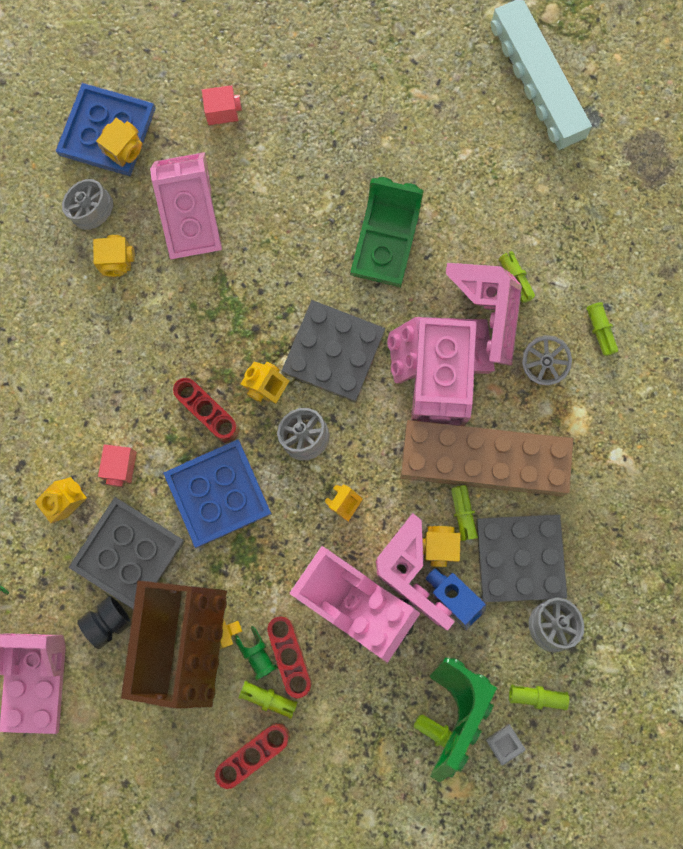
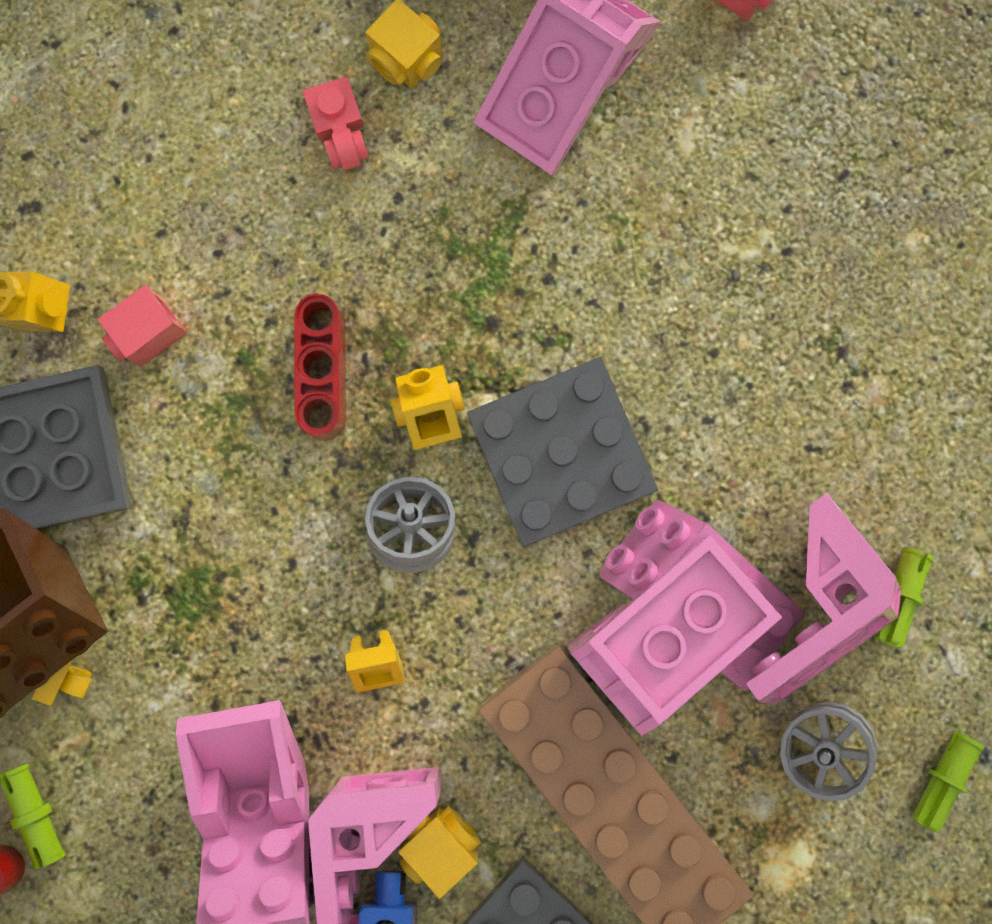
camera: 45 degrees right, 5 degrees up
(110, 308) = (335, 116): none -> coral plate
(217, 493) = (228, 490): blue plate -> none
(257, 656) = (70, 750): green piece -> none
(289, 671) = (90, 805): red beam -> none
(387, 231) = (792, 364): green bracket -> none
(464, 513) = (513, 836): lime axle -> none

